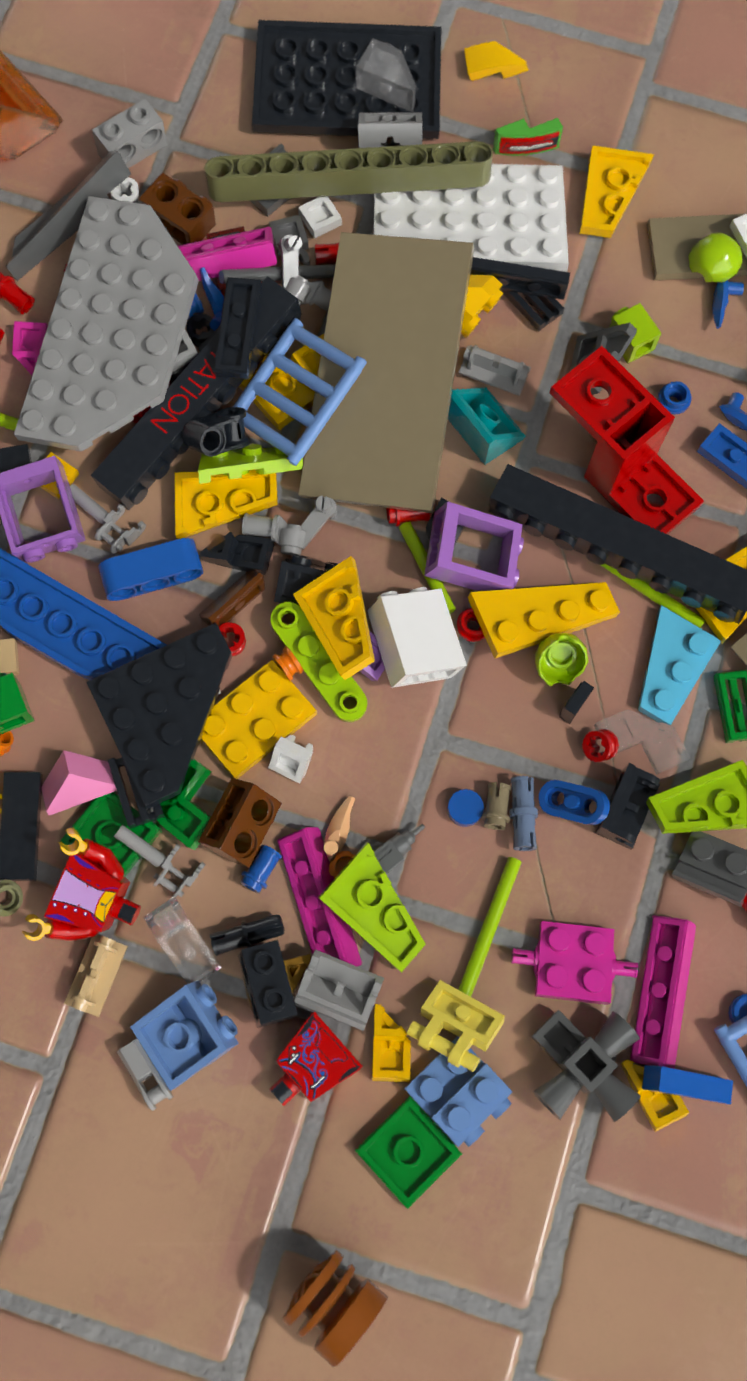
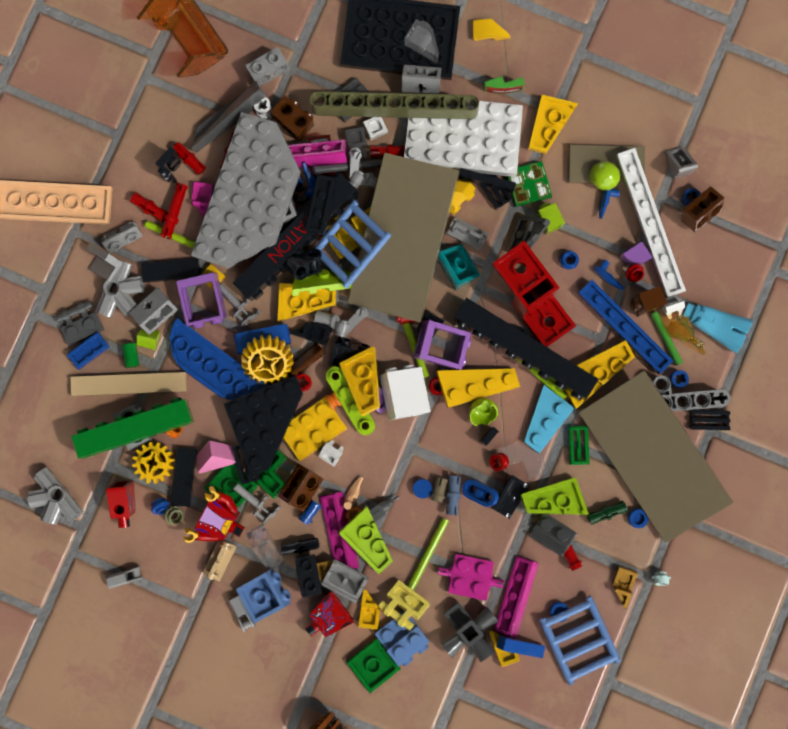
camera: 10 degrees right, 10 degrees up
(149, 608) = (263, 369): none -> yellow gear
(593, 287) = (530, 184): none -> green tile

